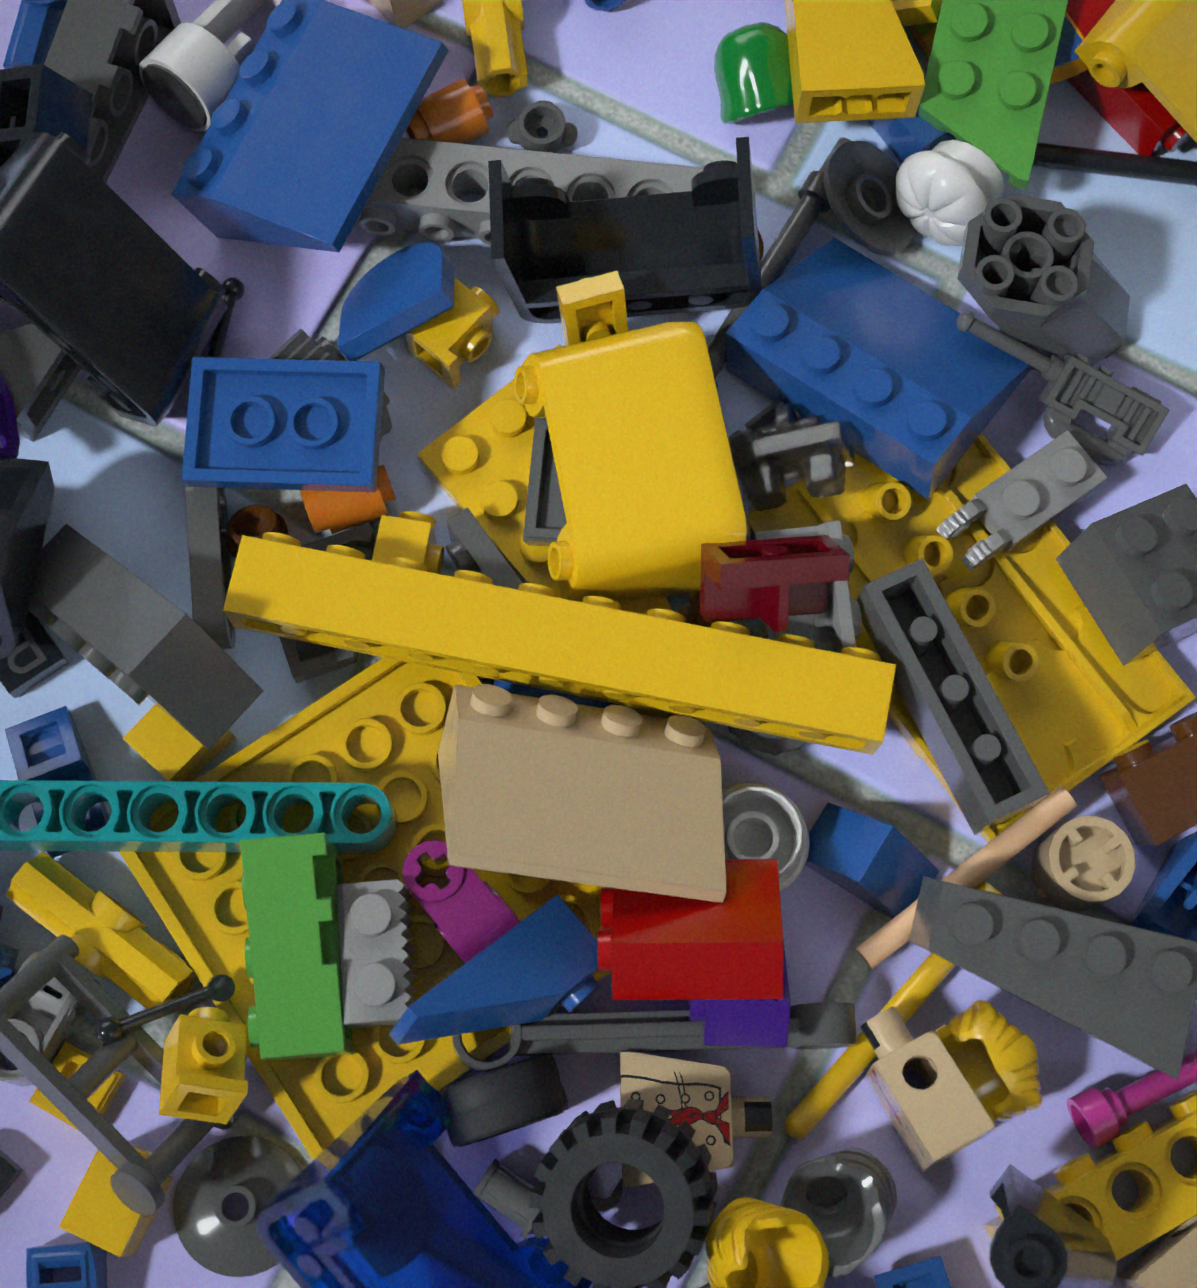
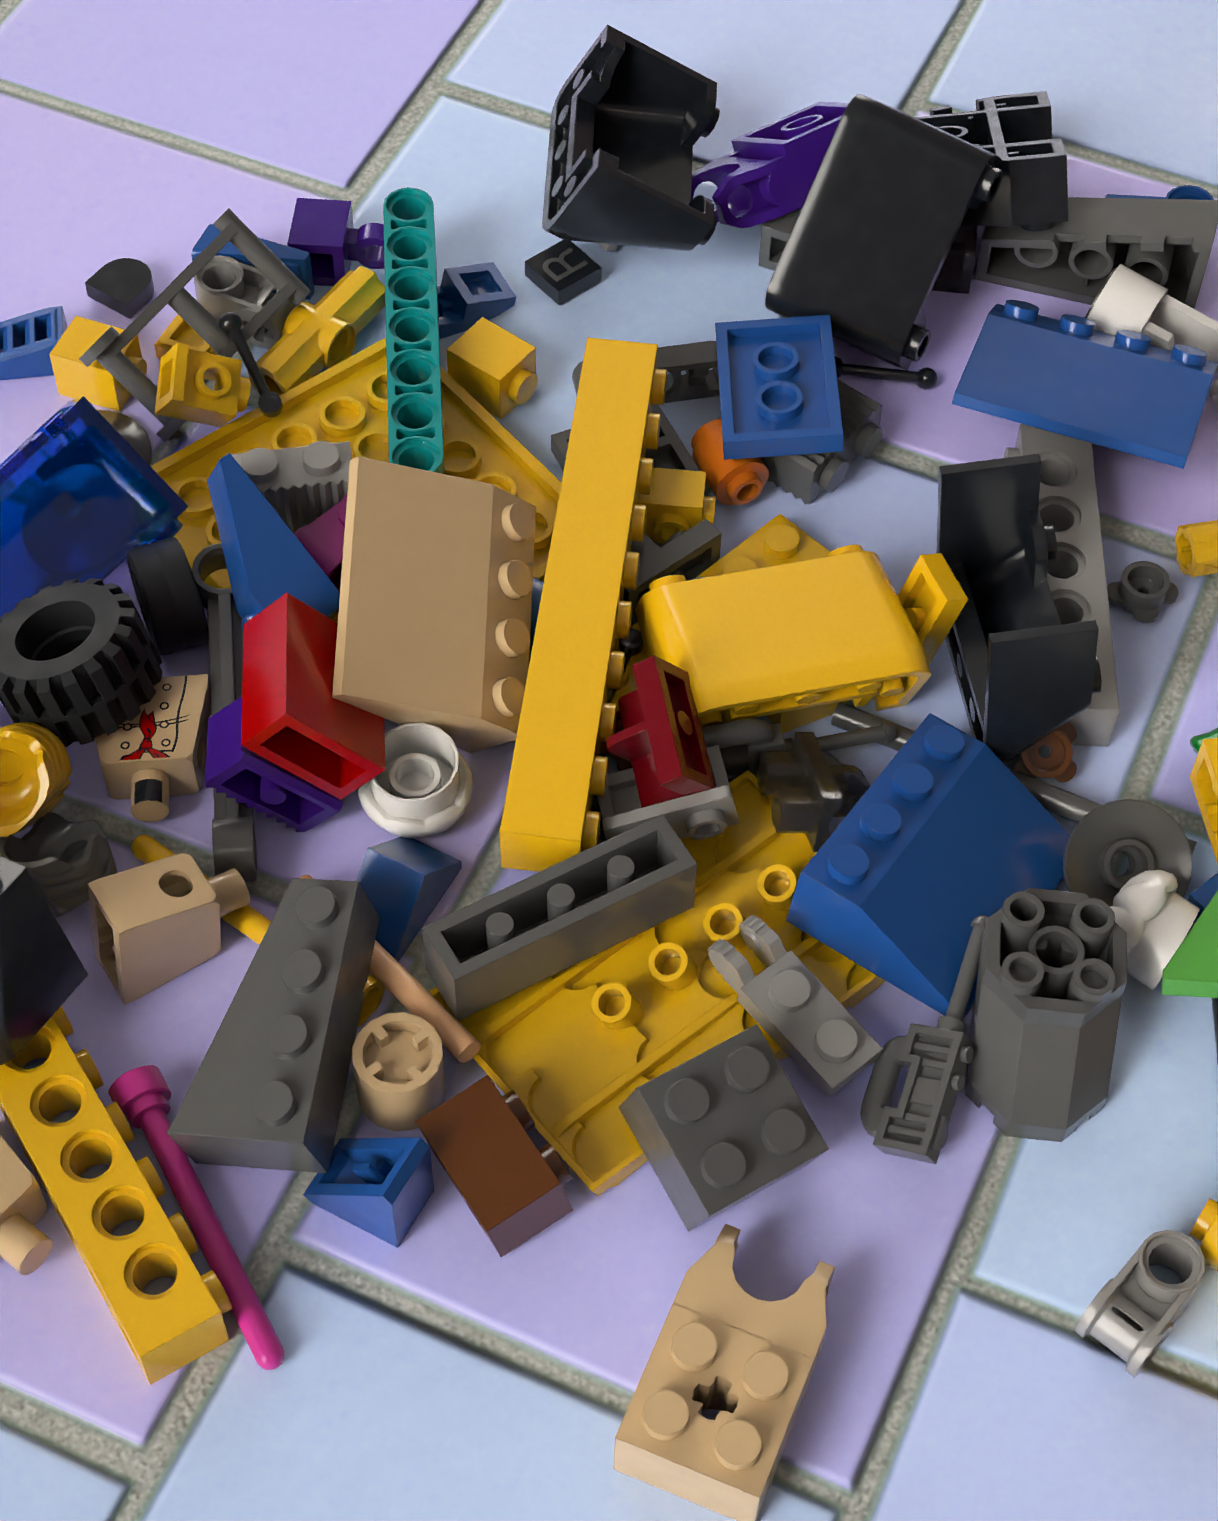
camera: 85 degrees right, 20 degrees down
(138, 637) = (560, 296): dark grey wedge -> none
(253, 522) = (687, 405): reddish brown plate -> none
(294, 947) = (320, 404): bright green wedge -> none
(395, 299) = (903, 461): blue tile -> none
(452, 114) = (1134, 511): orange brick -> none
(456, 334) = (900, 522): yellow brick -> none
(994, 1060) = (191, 989): yellow hair -> none

